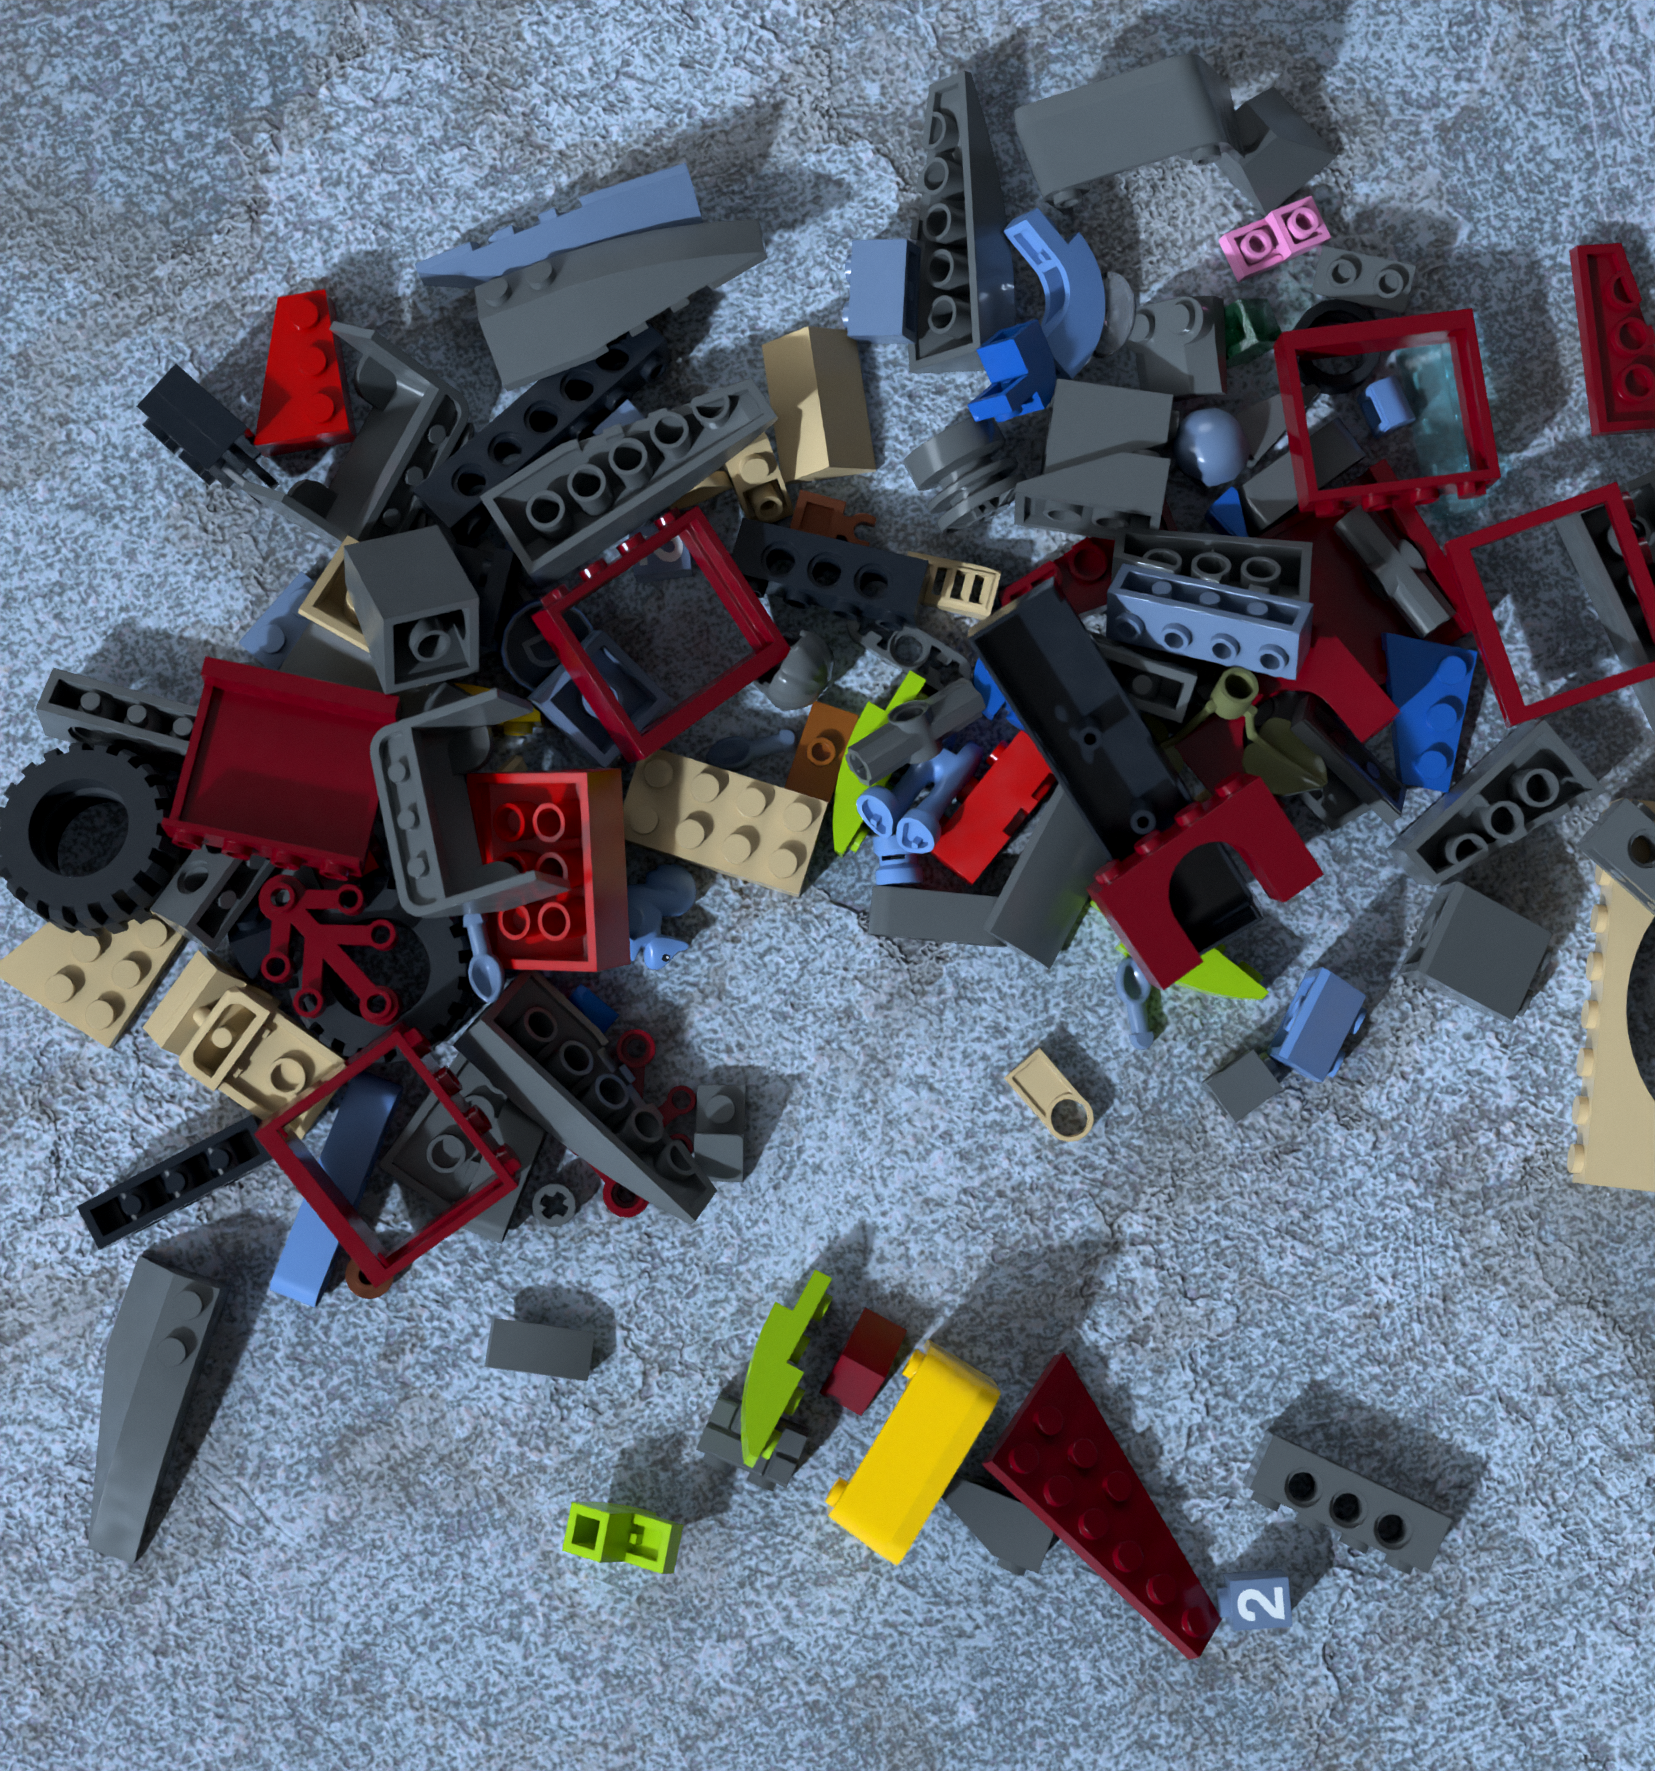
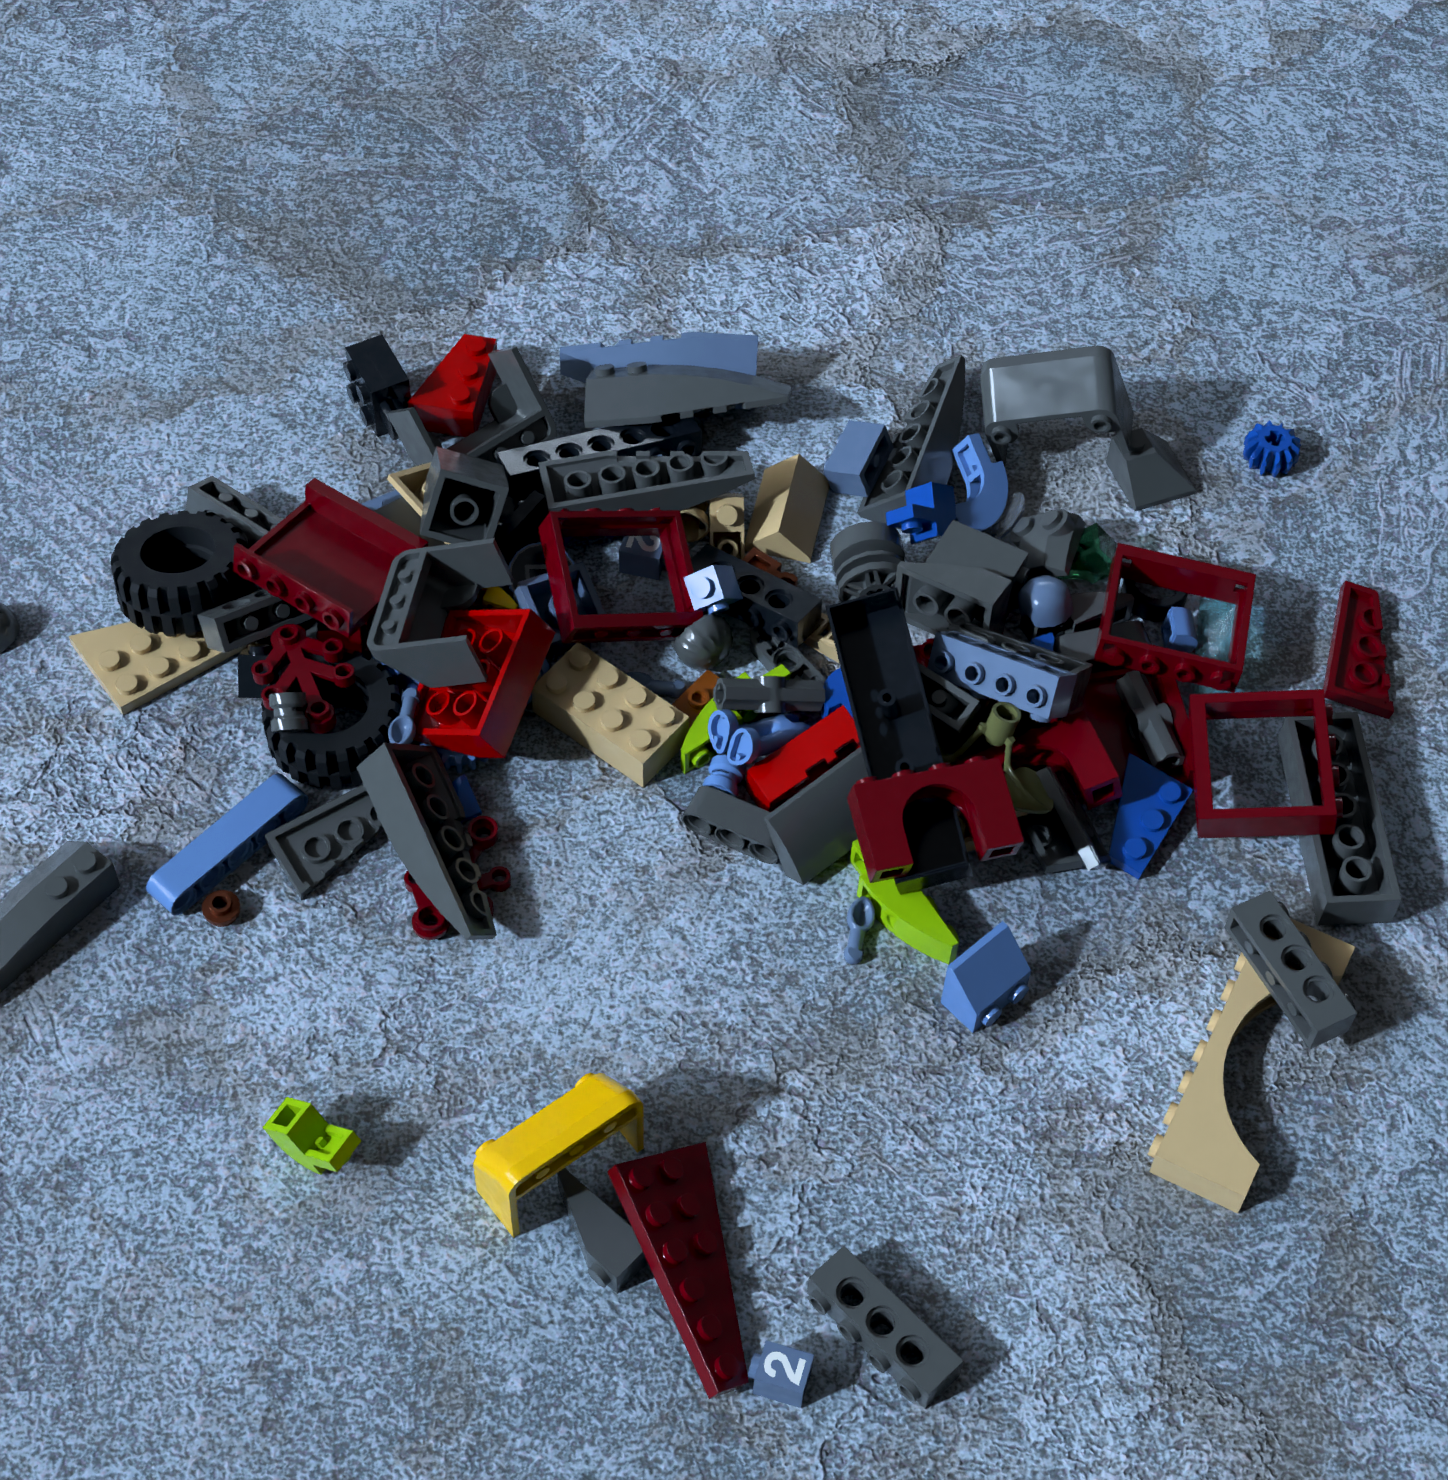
camera: 20 degrees right, 30 degrees down
(175, 1183) = (123, 795): black brick -> none
(240, 1040) = (217, 731): tan piece -> none
(331, 1203) = (260, 748): dark red window -> none
(343, 1026) = (288, 712): none -> dark grey wheel
(526, 1140) = (350, 874): dark grey beam -> none
(539, 1349) = (320, 996): dark grey slope -> none
(557, 1219) = (371, 920): dark grey bush -> none
(667, 893) = (530, 749): medium blue animal -> none
(720, 1132) = (517, 906): dark grey slope -> none
(723, 1445) = (441, 1113): dark grey brick -> none
(770, 1380) = (478, 1056): lime slope -> none
(787, 606) = (713, 589): none -> medium blue brick
(863, 1361) = (542, 1087): dark red slope -> none
(1042, 1087) = (766, 962): tan piece -> none
(1243, 1084) = (915, 1006): dark grey brick -> none
(1275, 239) = (1144, 520): bright pink slope -> none
(1362, 278) = (1183, 542): dark grey bracket -> none
(1424, 36) = (1271, 448): none -> blue gear
(1477, 952) = (1125, 974): dark grey slope -> none
(1499, 801) = (1171, 887): dark grey wedge -> none

